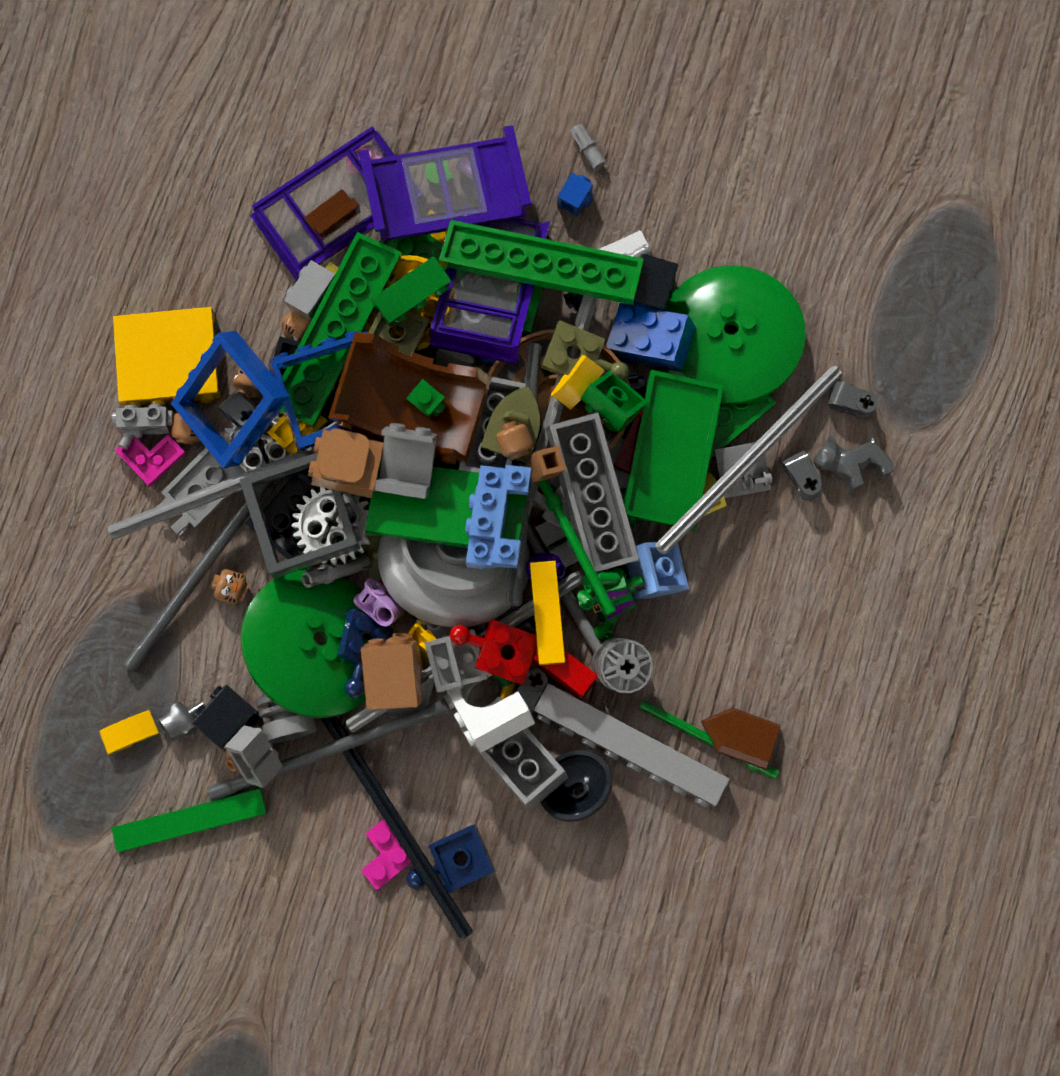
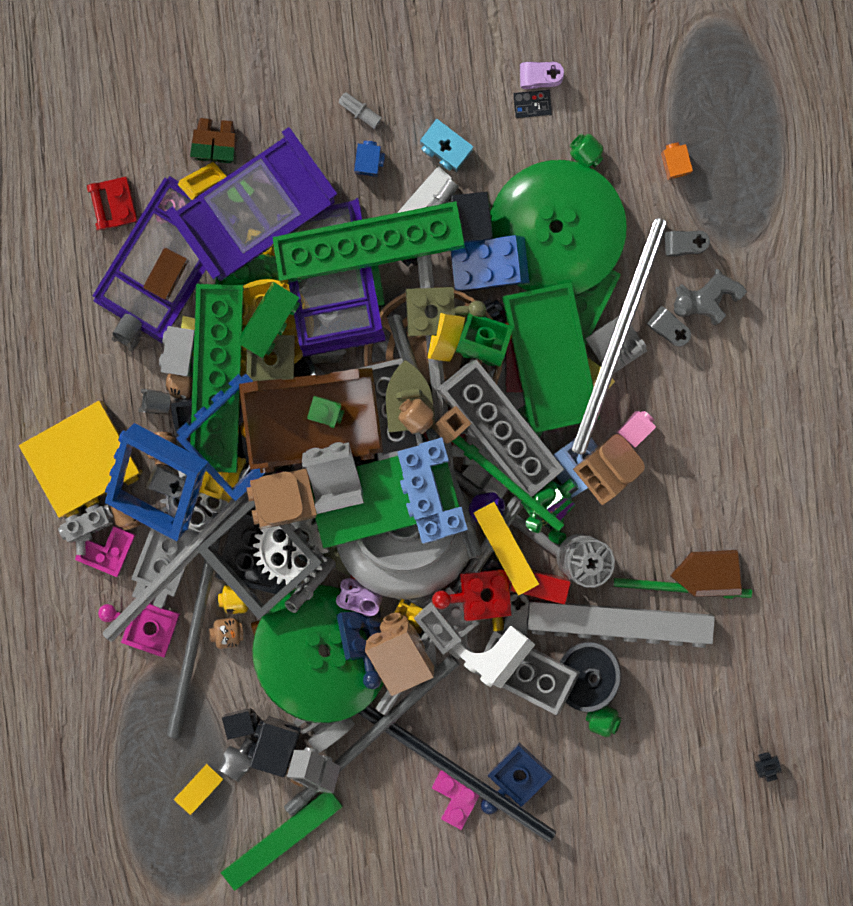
camera: 25 degrees left, 10 degrees up
(139, 548) = (135, 633): none -> dark pink plate
(200, 682) = (240, 723): none -> black brick
(251, 557) = (231, 602): none -> yellow head
(263, 332) = (155, 402): none -> dark grey piece
(270, 255) = (128, 332): none -> dark grey piece
(318, 137) = (119, 200): none -> red plate
(403, 144) = (201, 180): none -> yellow tile
(432, 119) = (214, 145): none -> hips
(571, 839) = (604, 721): none -> green head
(655, 199) = (459, 148): none -> medium azure brick
(685, 582) = (610, 468): none -> medium nougat brick
(720, 961) = (767, 767): none -> black gear
(729, 557) = (637, 428): none -> bright pink slope
(757, 210) = (532, 103): none -> black sticker
(774, 183) = (536, 74): none -> lavender piece
(791, 273) = (586, 150): none -> green head
(875, 319) = (676, 161): none -> orange brick

